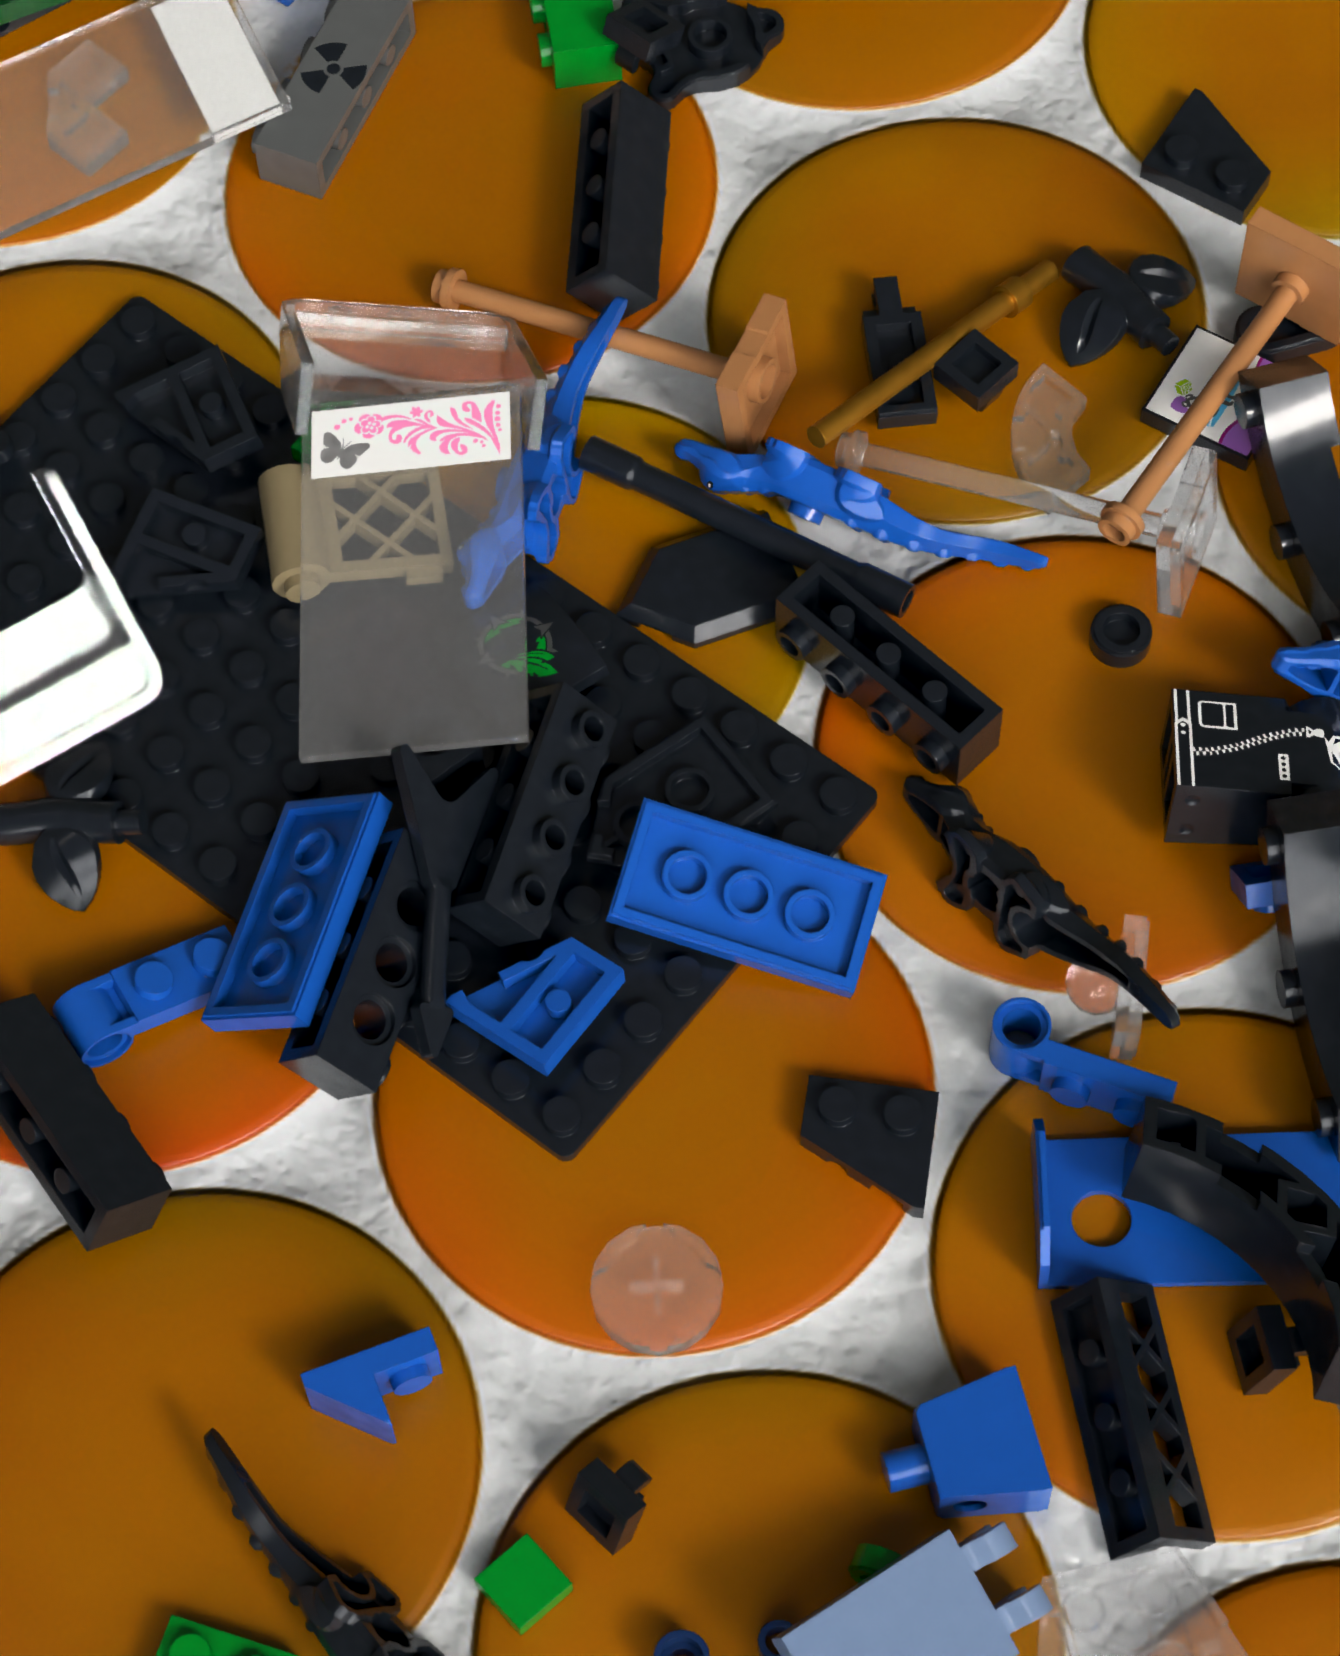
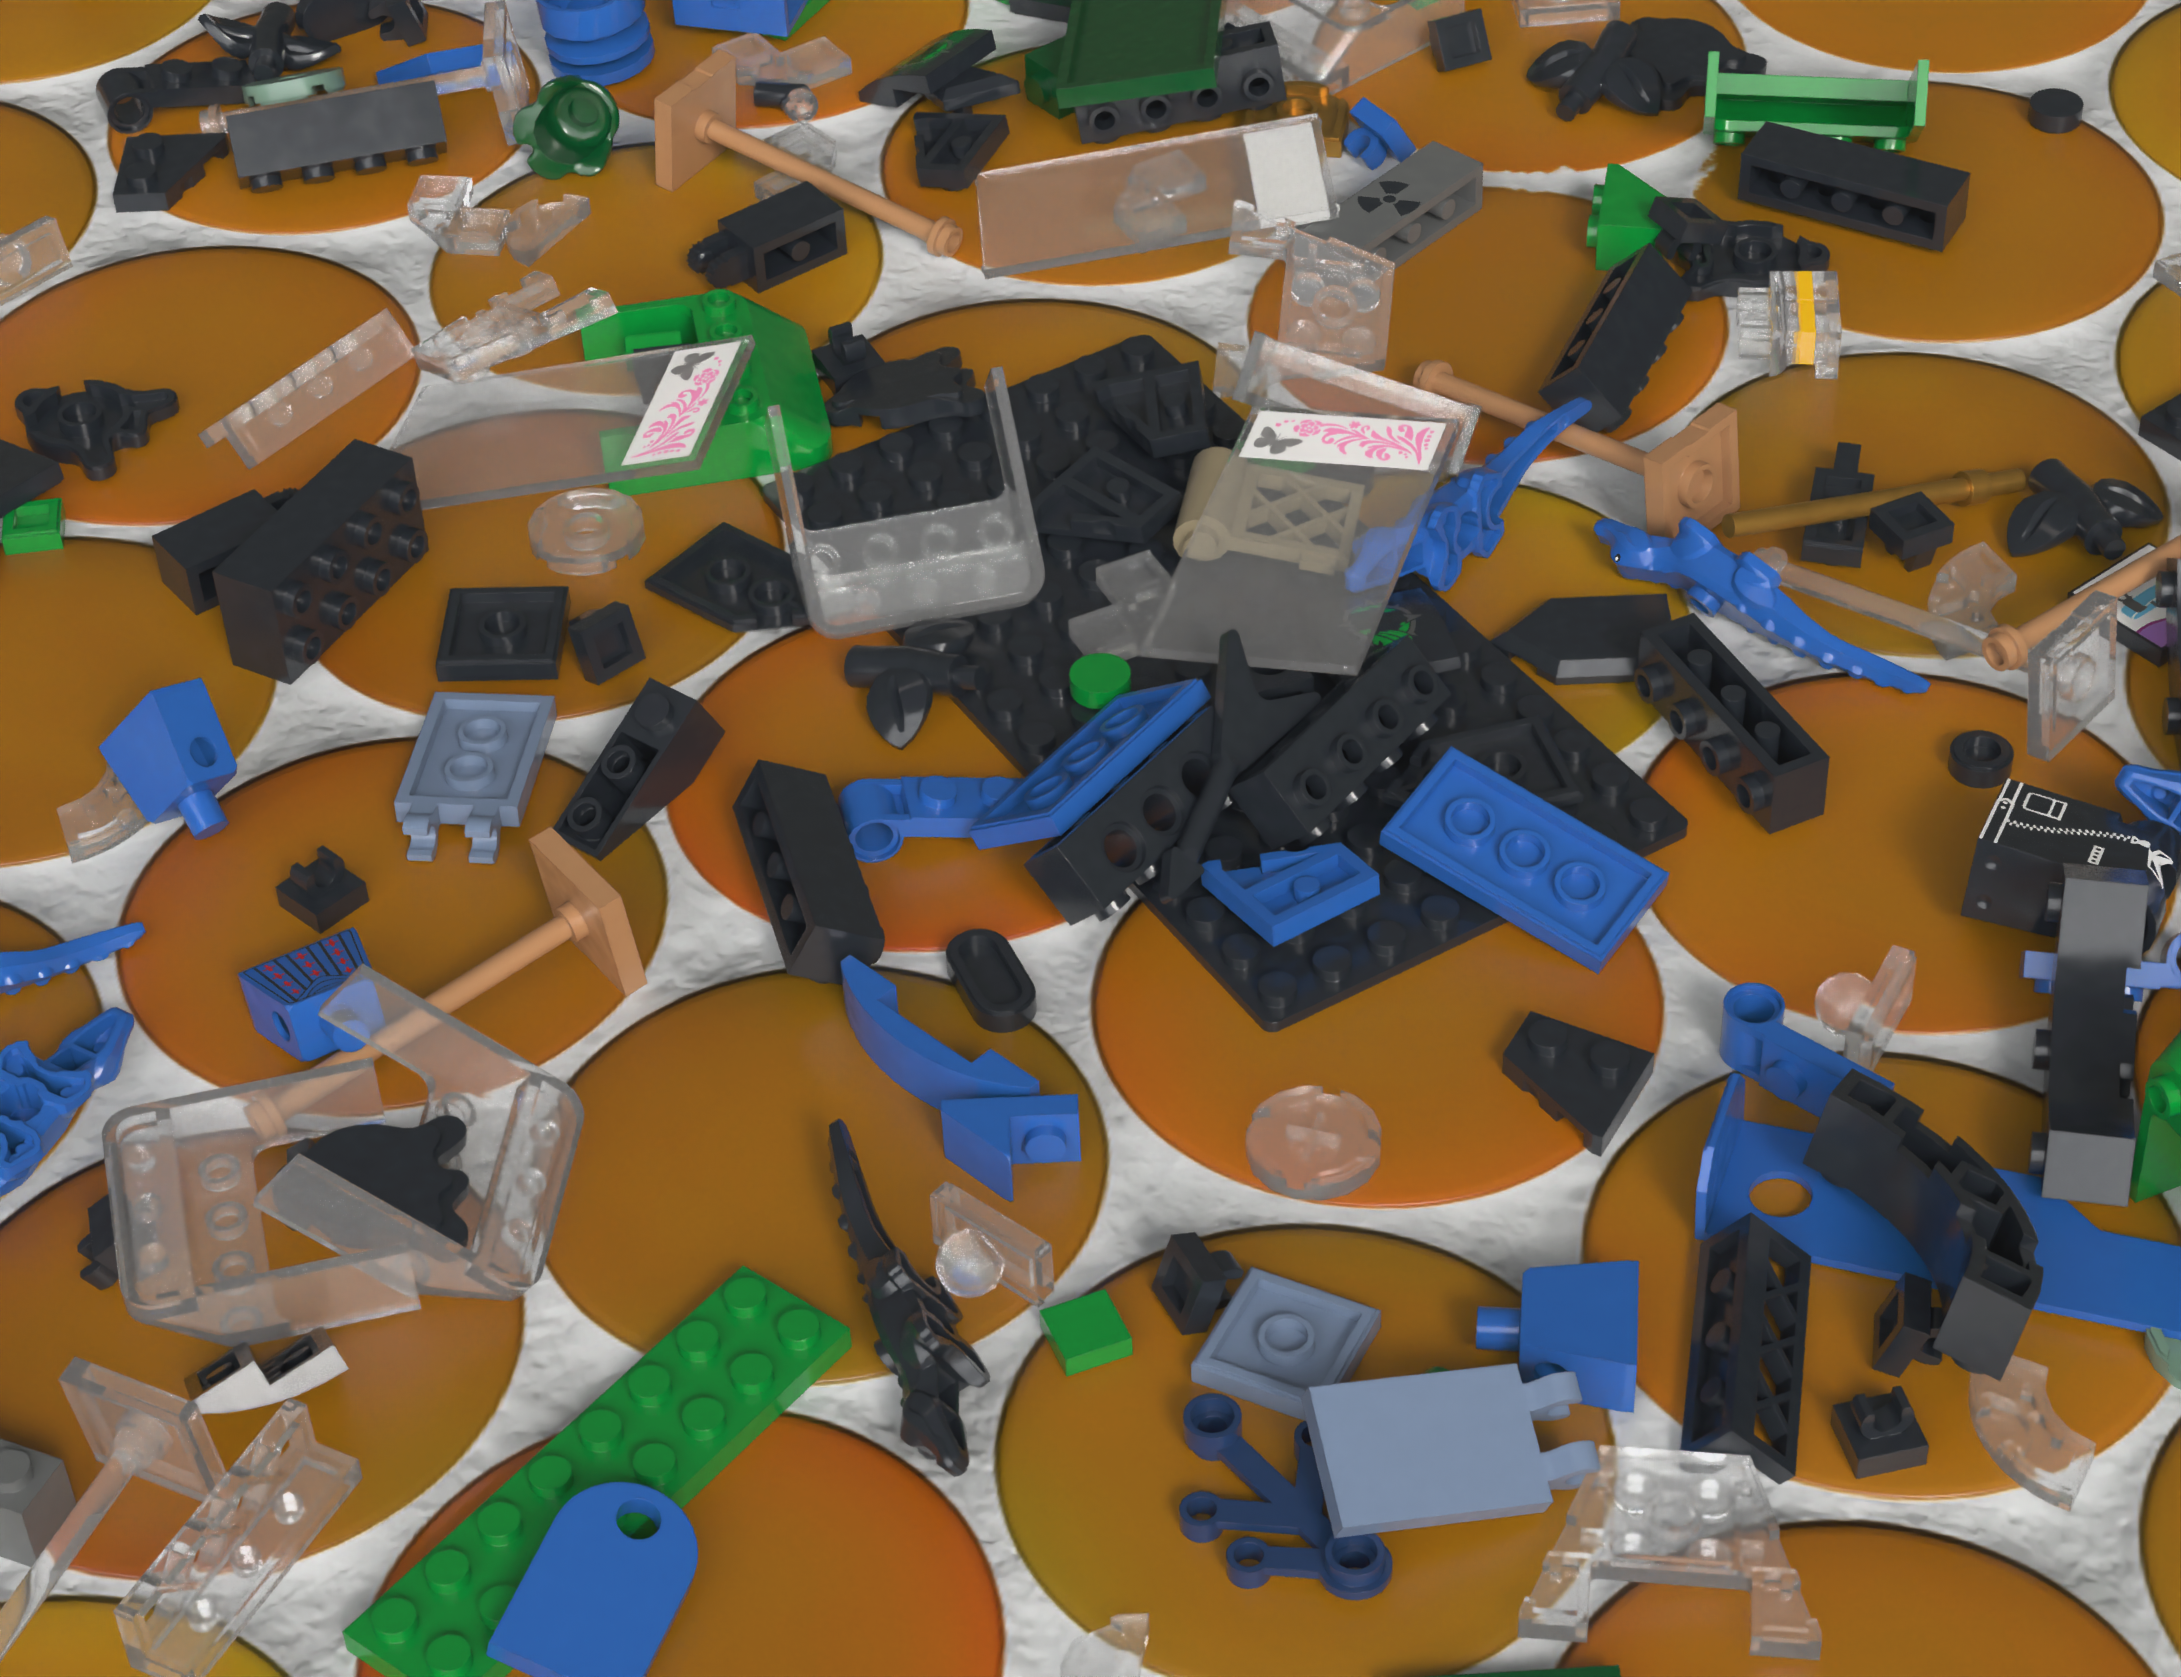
camera: 20 degrees right, 20 degrees down
(260, 784) = (1099, 679): none -> green tile
(263, 703) = (1135, 590): none -> clear tile
(280, 1183) = (991, 980): none -> black tile
(319, 223) = (1331, 295): none -> clear wing
(330, 1335) = (915, 1057): none -> blue slope
(398, 1527) = (987, 1249): none -> clear tile
(633, 473) = (1547, 533): black piece -> none
(713, 1539) = (1282, 1340): none -> sand blue tile
(785, 125) = (1792, 322): none -> clear hips
(1021, 897) = (1793, 911): black animal -> none
(1273, 1471) = (1879, 1433): none -> black tile

